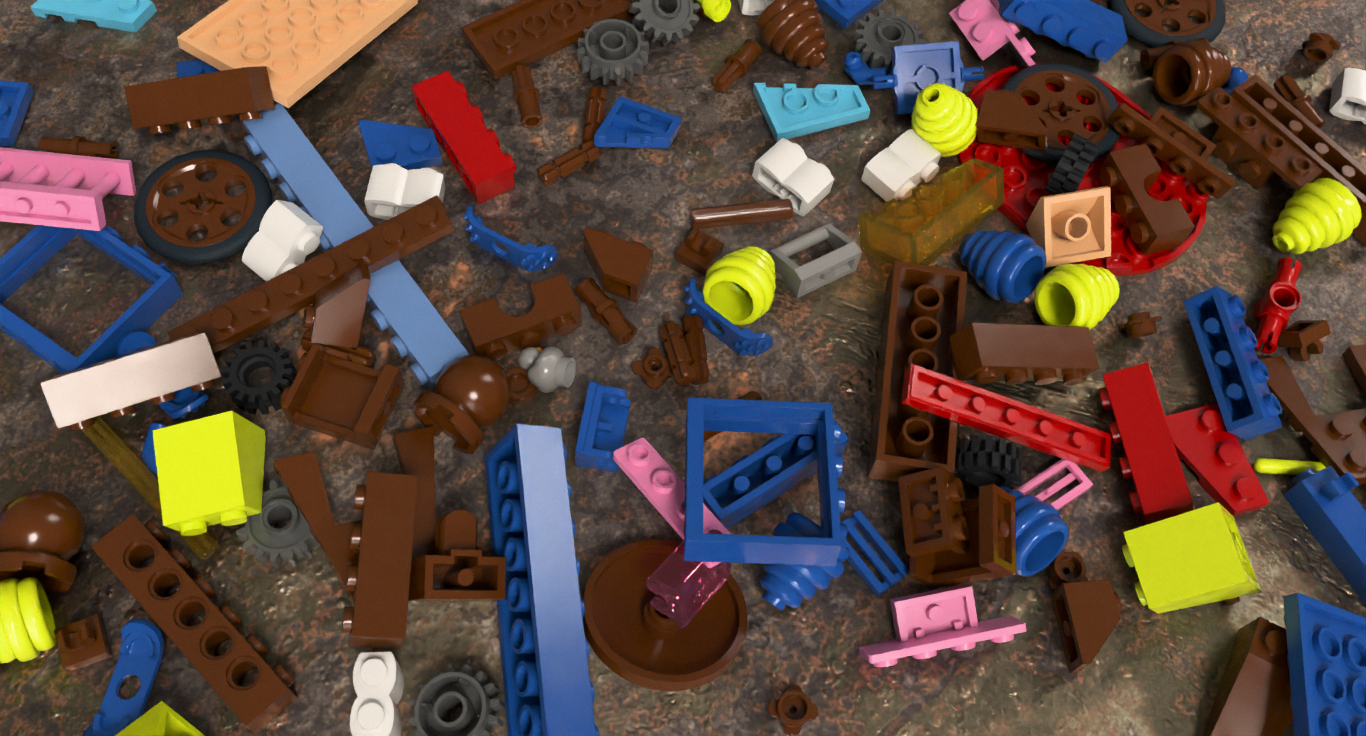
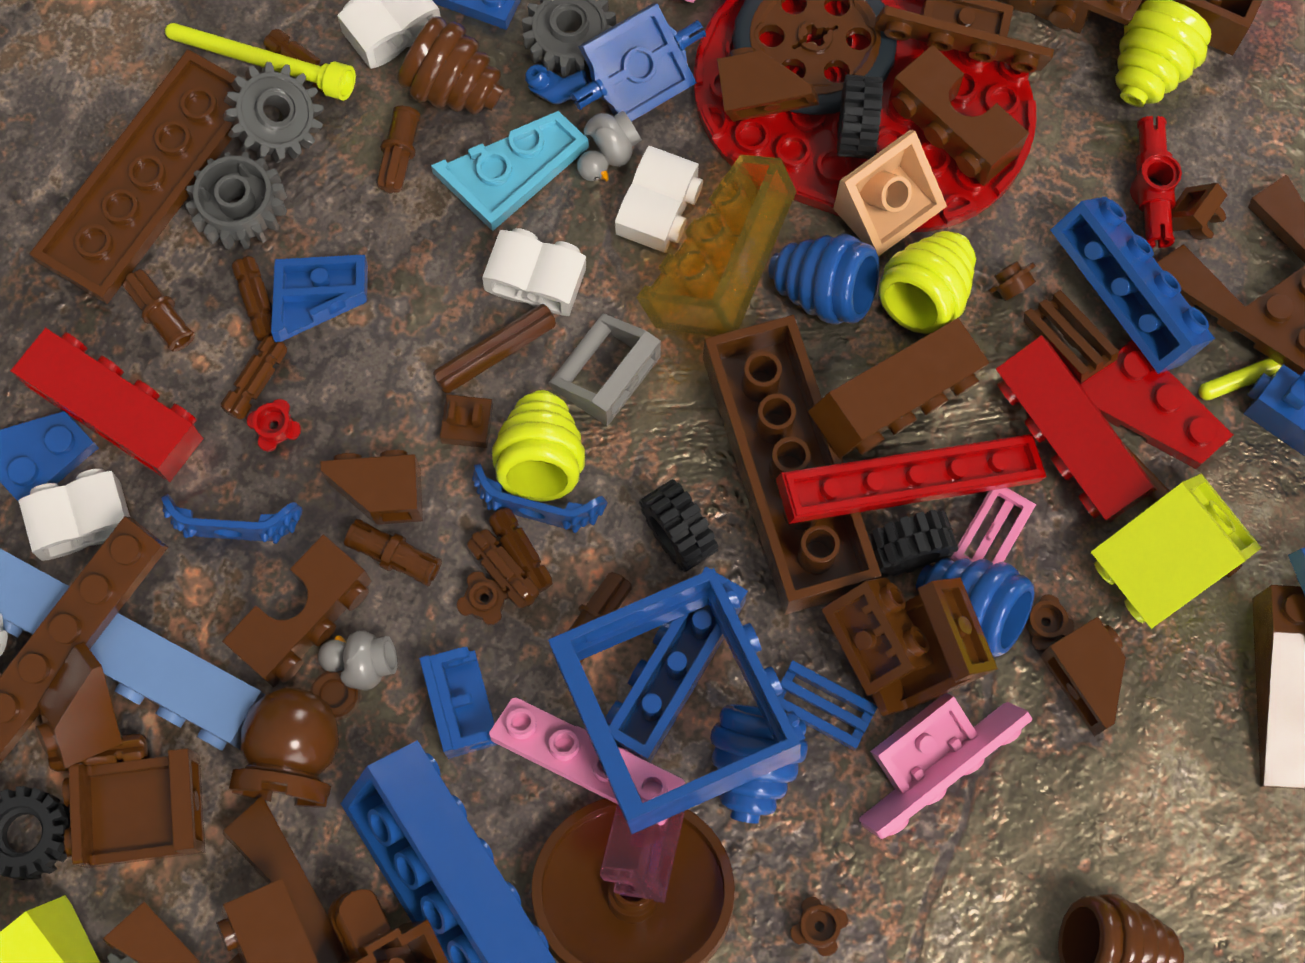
camera: 20 degrees left, 10 degrees up
(569, 189) = (273, 412): none -> red plate
(818, 374) = (678, 525): none -> black tyre
(888, 118) = (615, 141): none -> light grey animal
(945, 119) = (684, 116): neon yellow piece -> none
(1174, 380) = (1107, 351): none -> reddish brown tile

